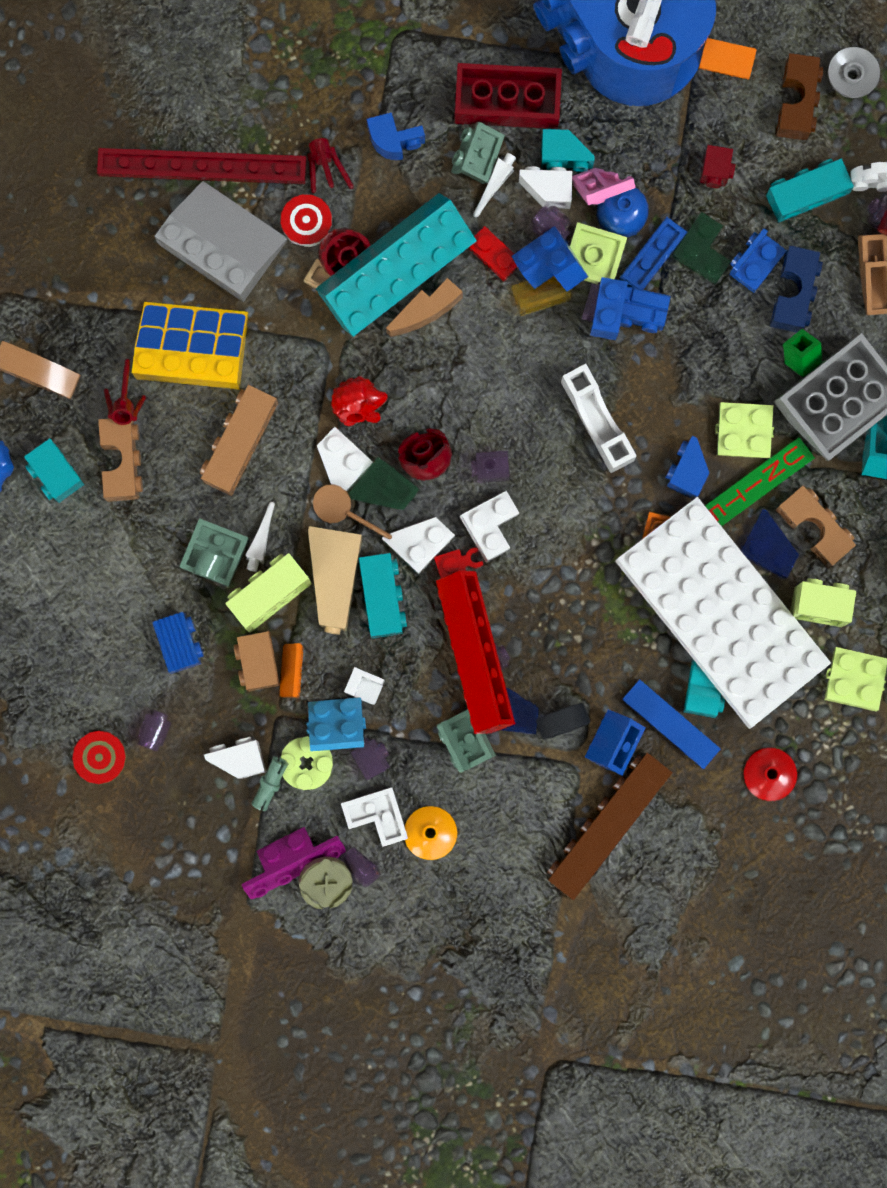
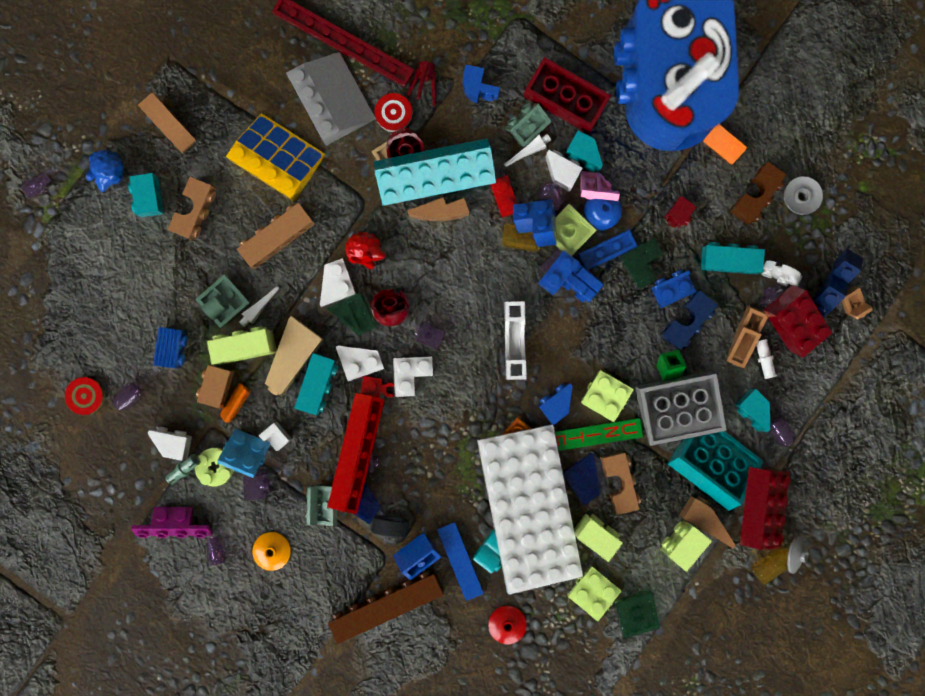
camera: 25 degrees right, 5 degrees up
(123, 410) = (207, 178): dark red plant -> none
(325, 882) = (186, 550): tile -> none
(334, 505) = (316, 309): medium nougat piece -> none
(379, 808) = (247, 522): white plate -> none

